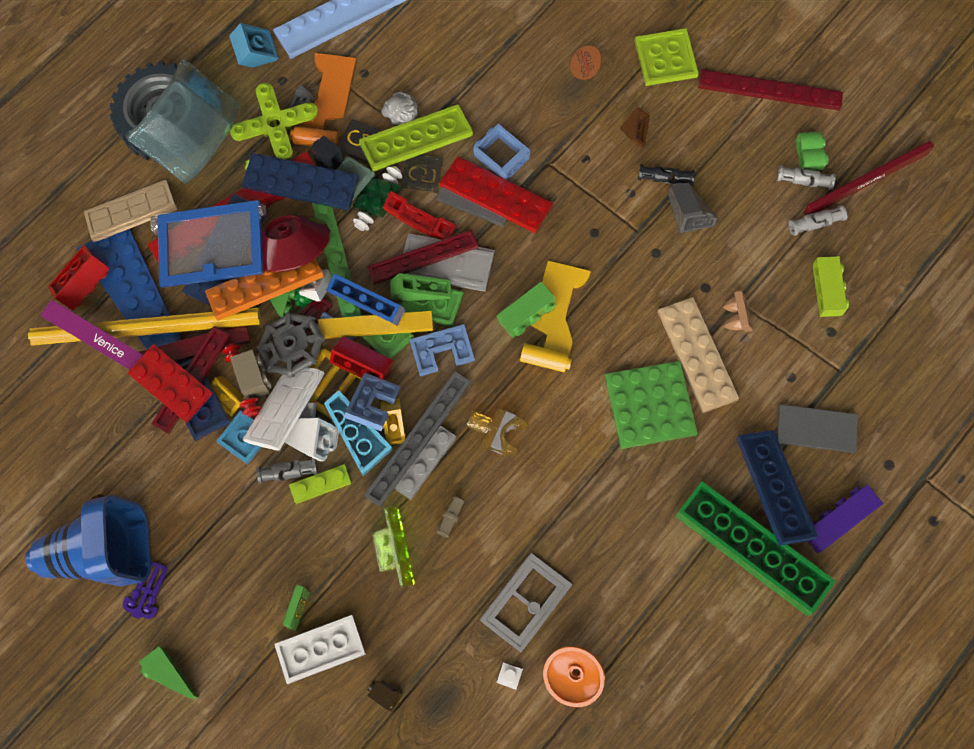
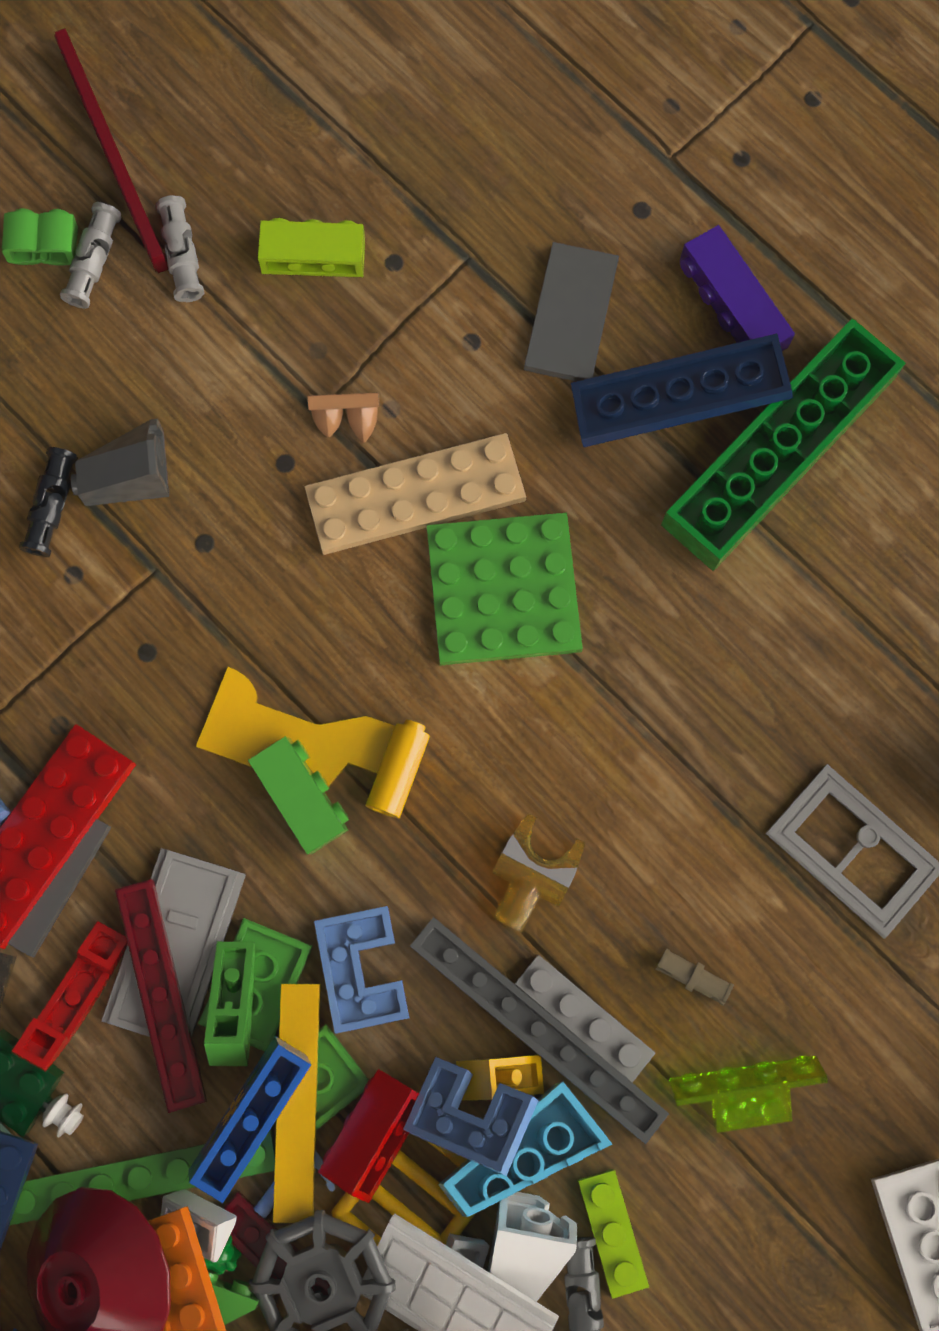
camera: 90 degrees left, 5 degrees up
(296, 608) = (865, 1292): bright green tile -> none

